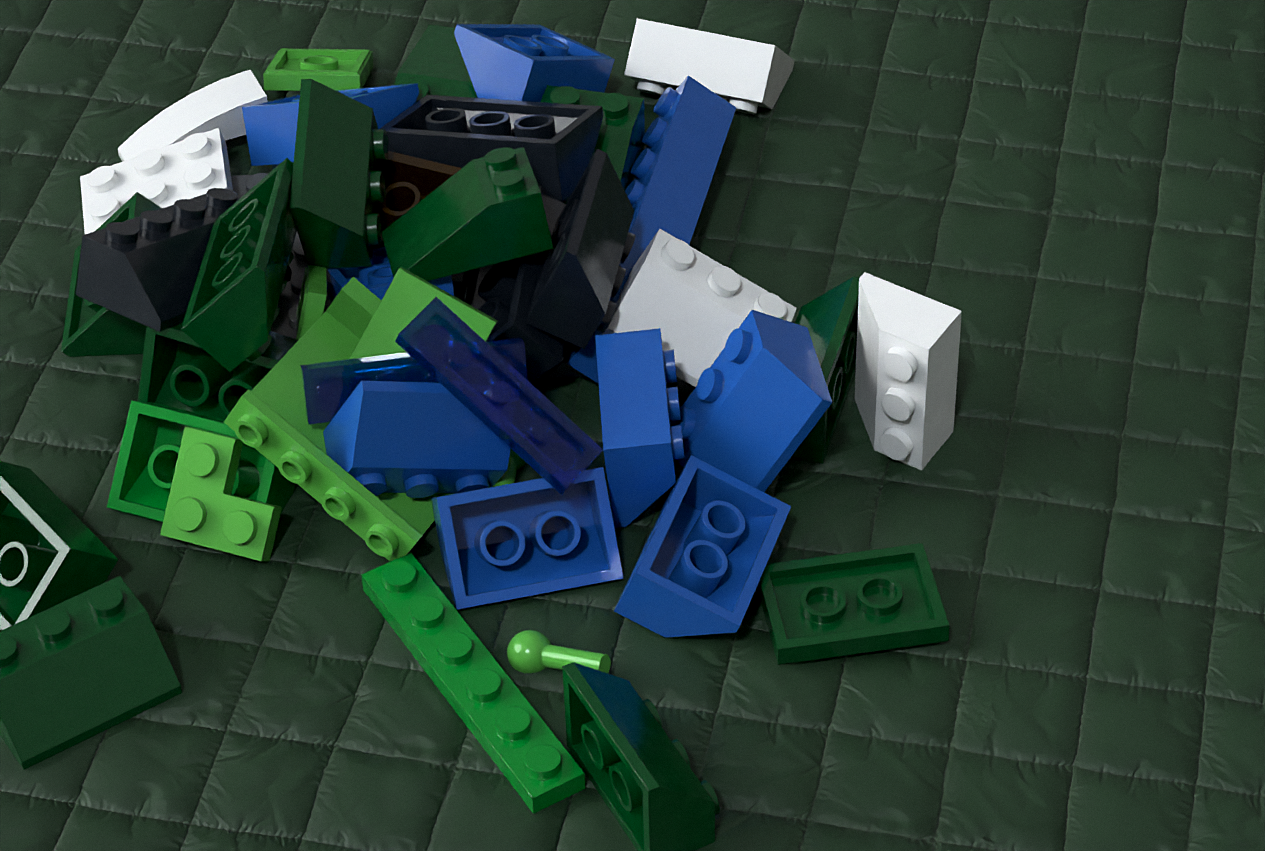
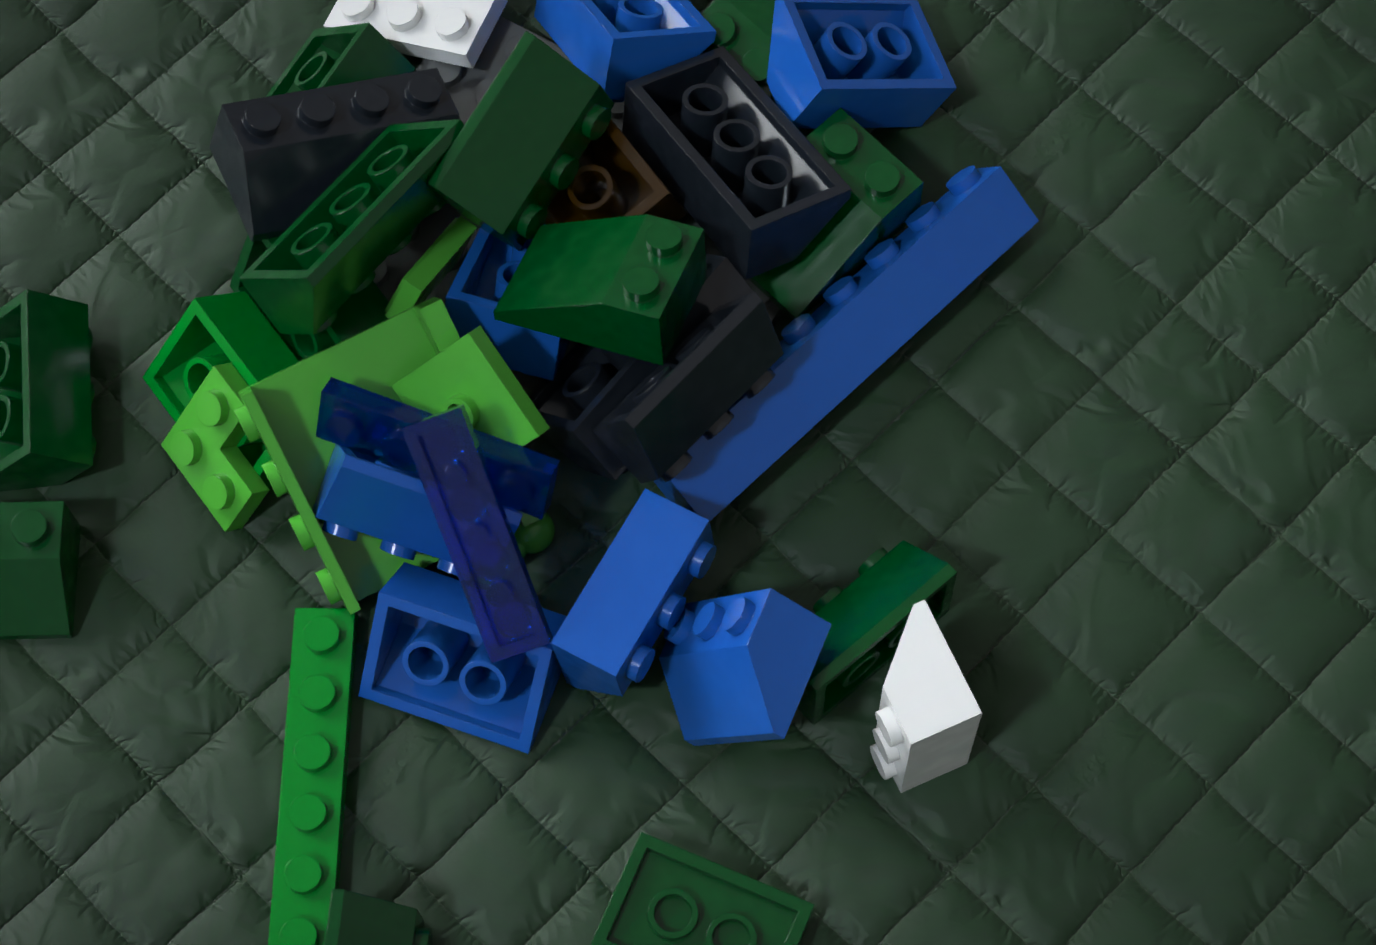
camera: 35 degrees right, 25 degrees up
(533, 652) = (389, 791): bright green bar -> none
(690, 301) = (785, 503): white slope -> none
(703, 555) = (598, 793): blue slope -> none
(734, 68) = (1062, 136): white slope -> none

